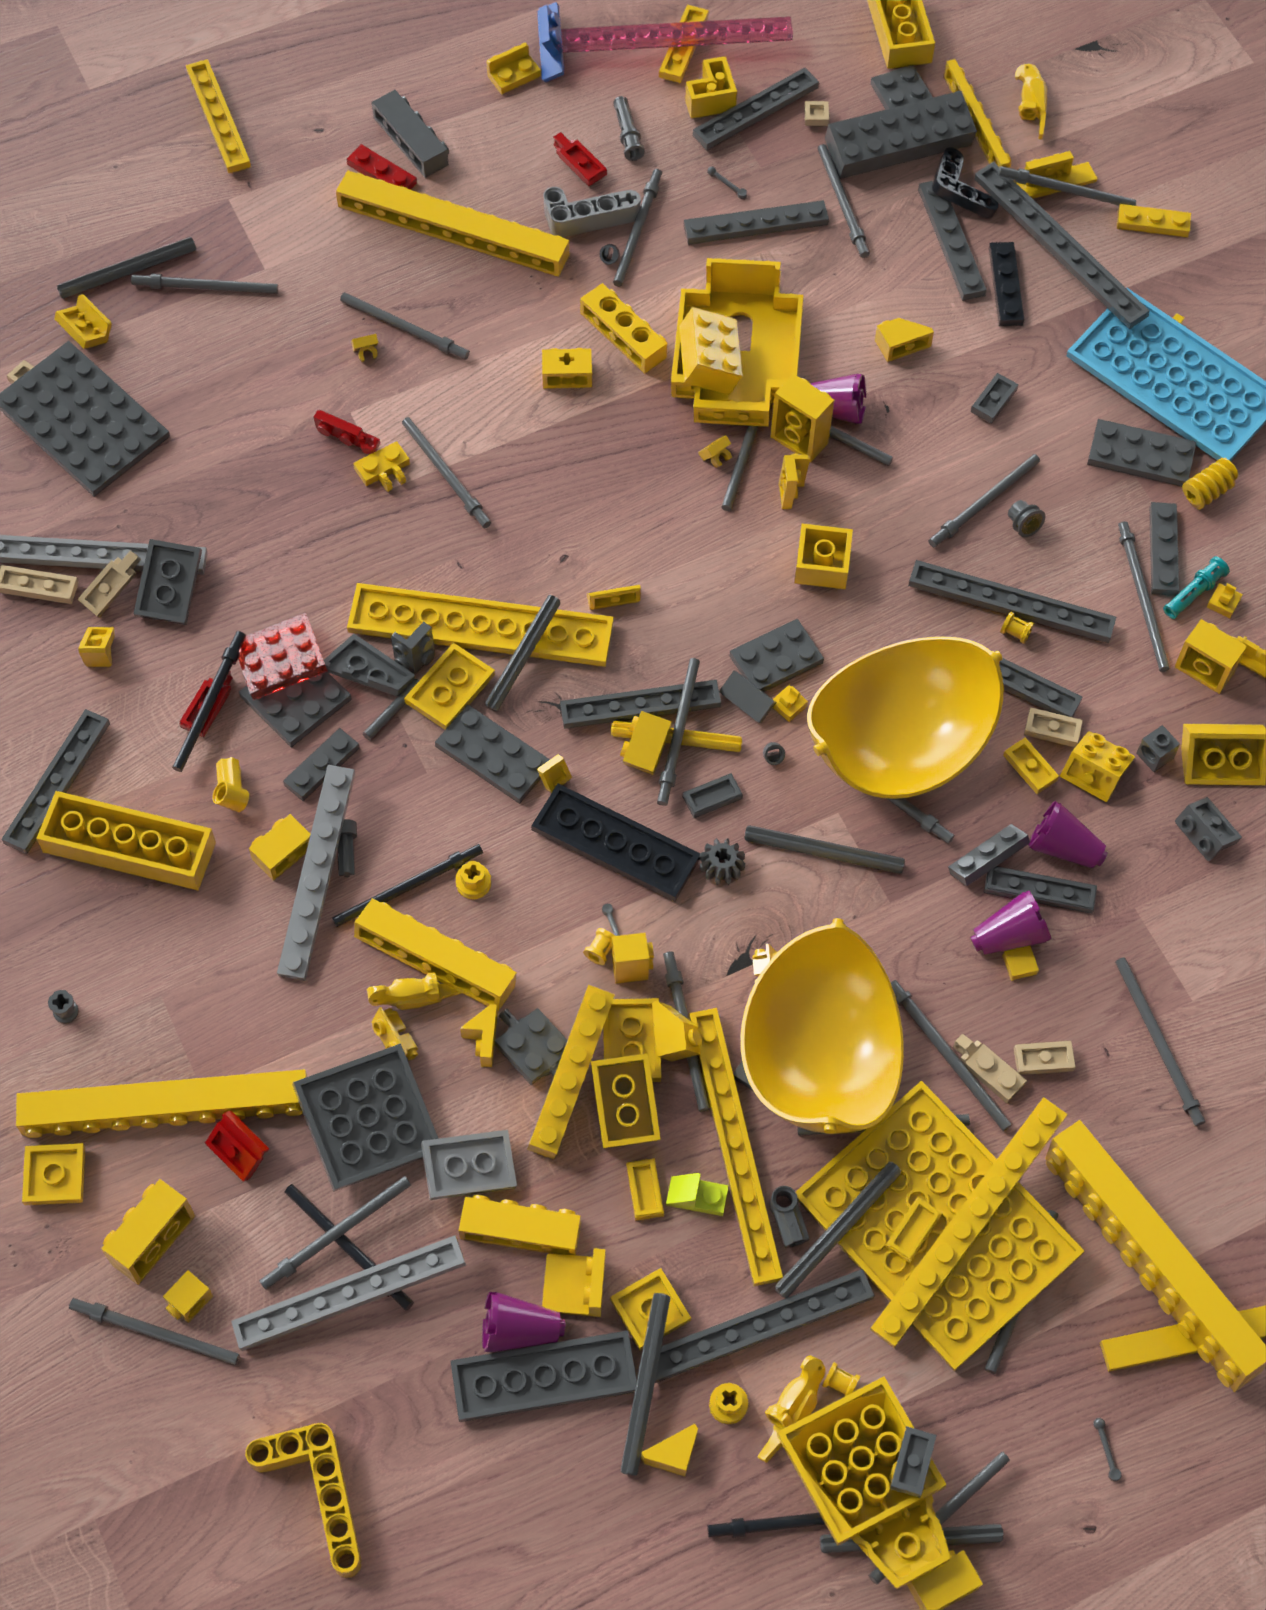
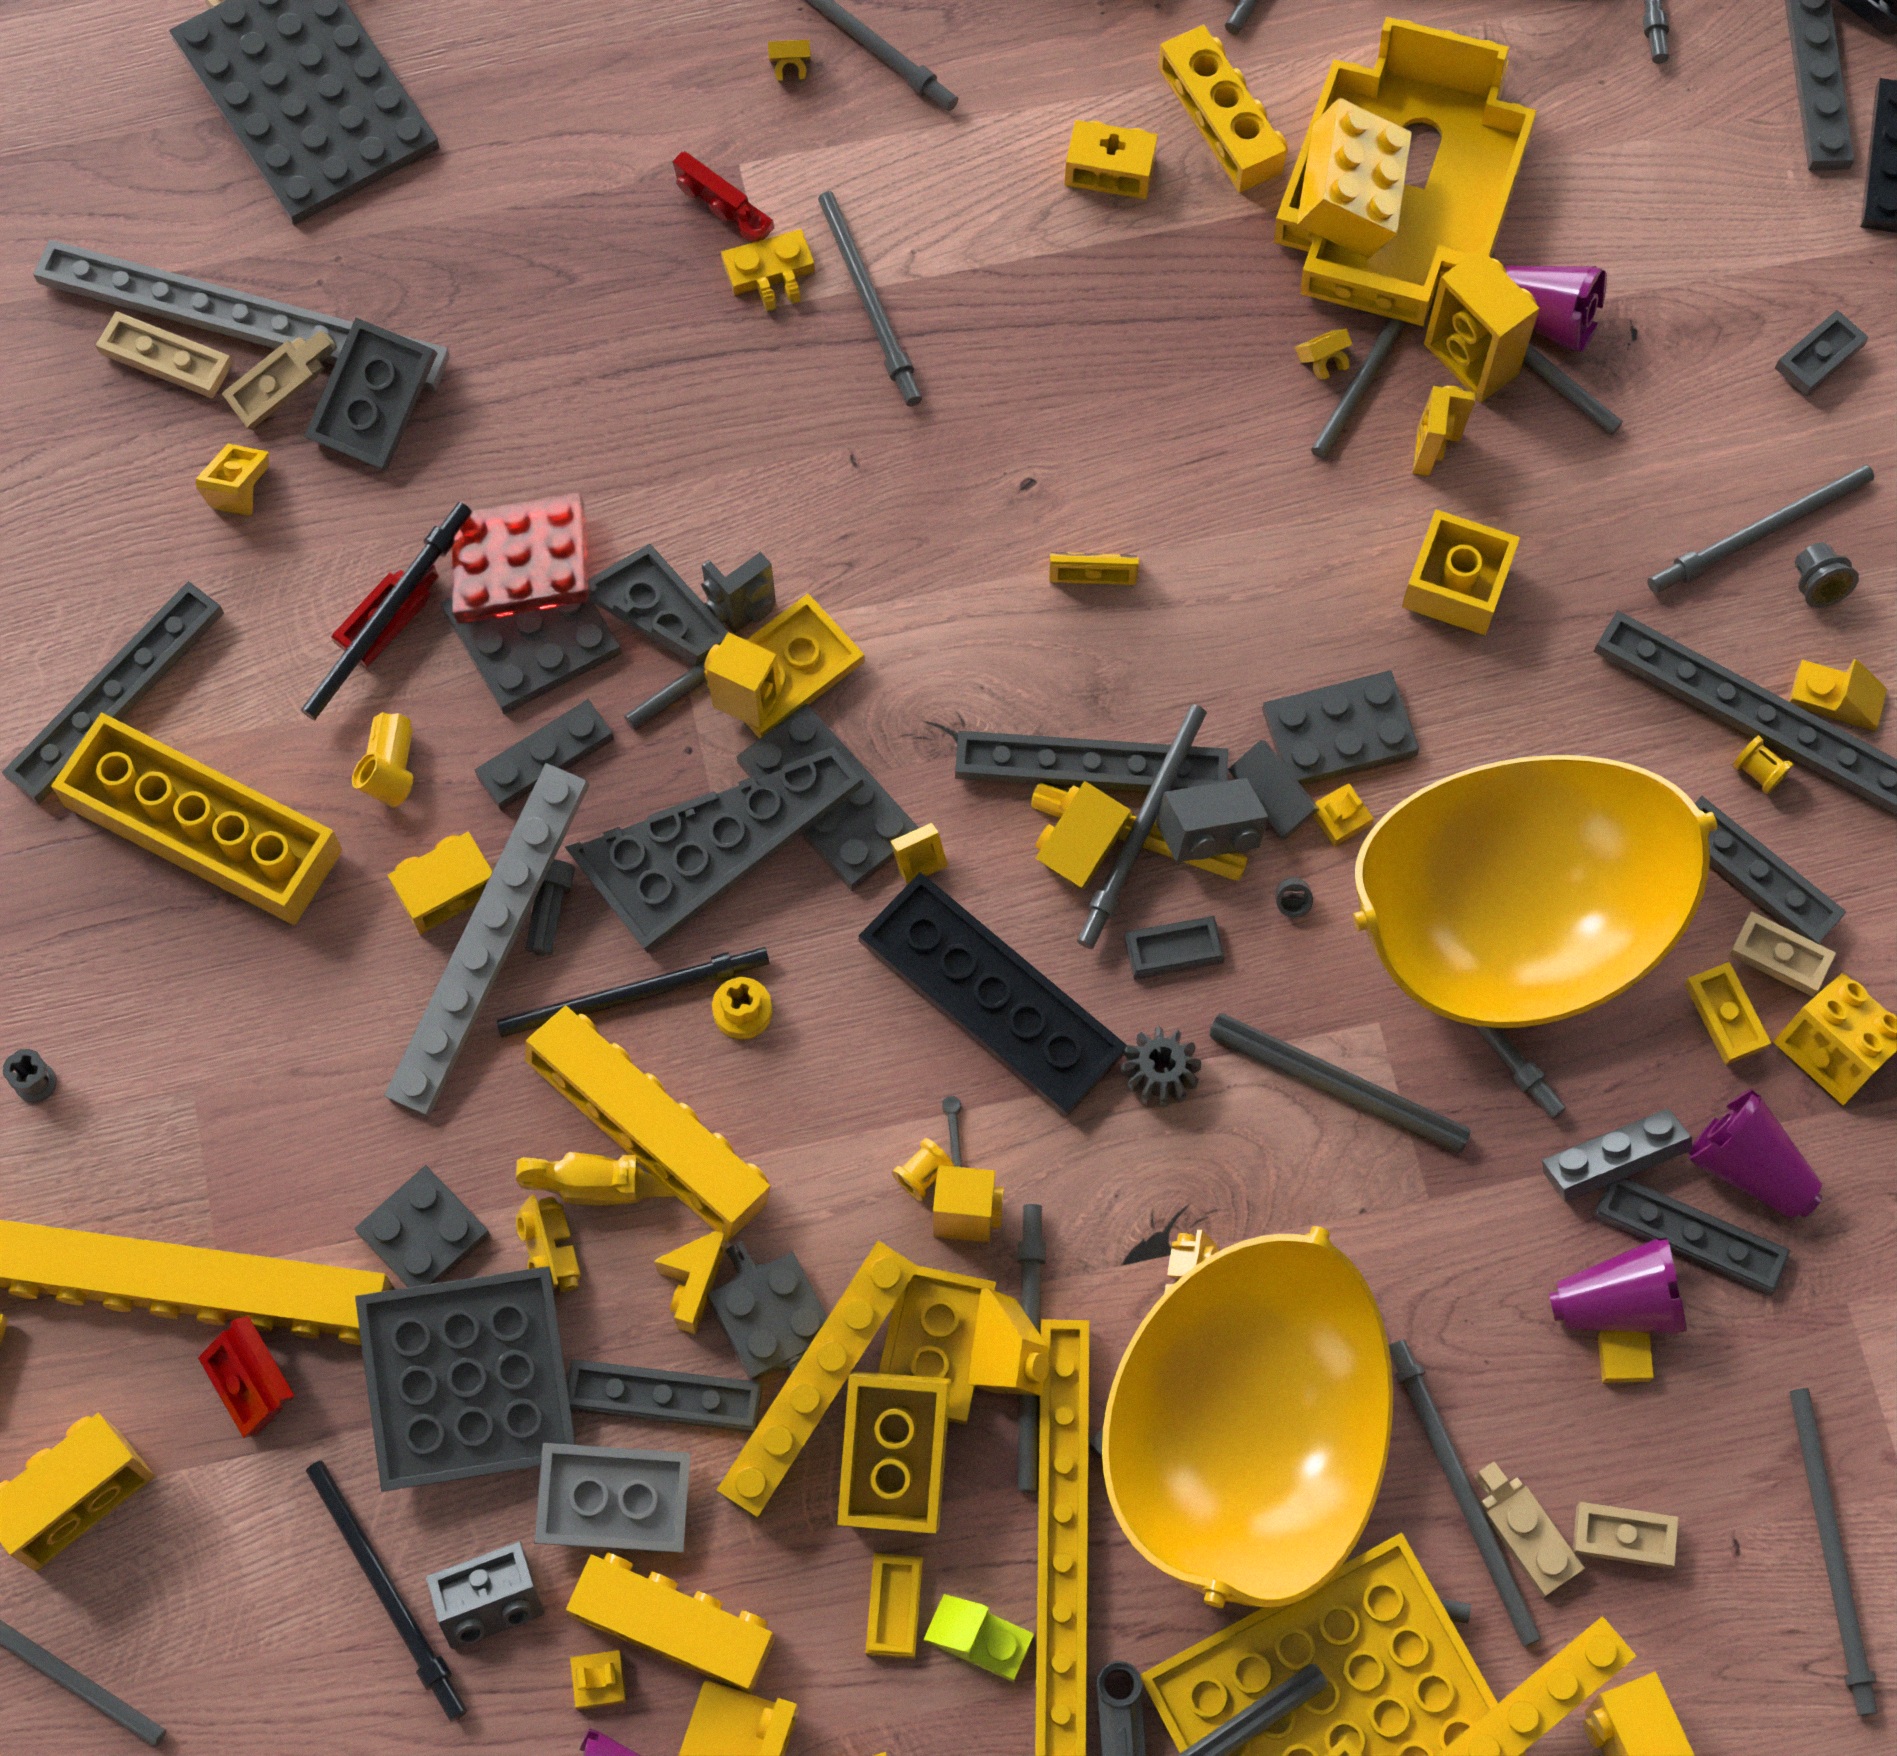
camera: 15 degrees right, 5 degrees up
(187, 1297) = (103, 1615): yellow brick -> none
(288, 1265) = (280, 1599): dark grey bar -> none
(318, 1043) = (422, 1230): none -> dark grey plate
(348, 1293) = (363, 1673): light grey plate -> none
(408, 1232) = (484, 1595): none -> dark grey bracket
(425, 798) = (696, 851): none -> dark grey wing
(430, 695) = (743, 679): none -> yellow brick
(479, 623) = (865, 571): yellow plate -> none
(483, 1104) = (664, 1396): none -> dark grey tile
(485, 1268) = (598, 1680): none -> yellow tile
(523, 652) = (917, 635): dark grey axle -> none
(717, 719) = (1211, 820): none -> dark grey brick
(902, 337) = (1688, 216): yellow slope -> none
(1051, 581) = (1840, 695): none -> yellow slope

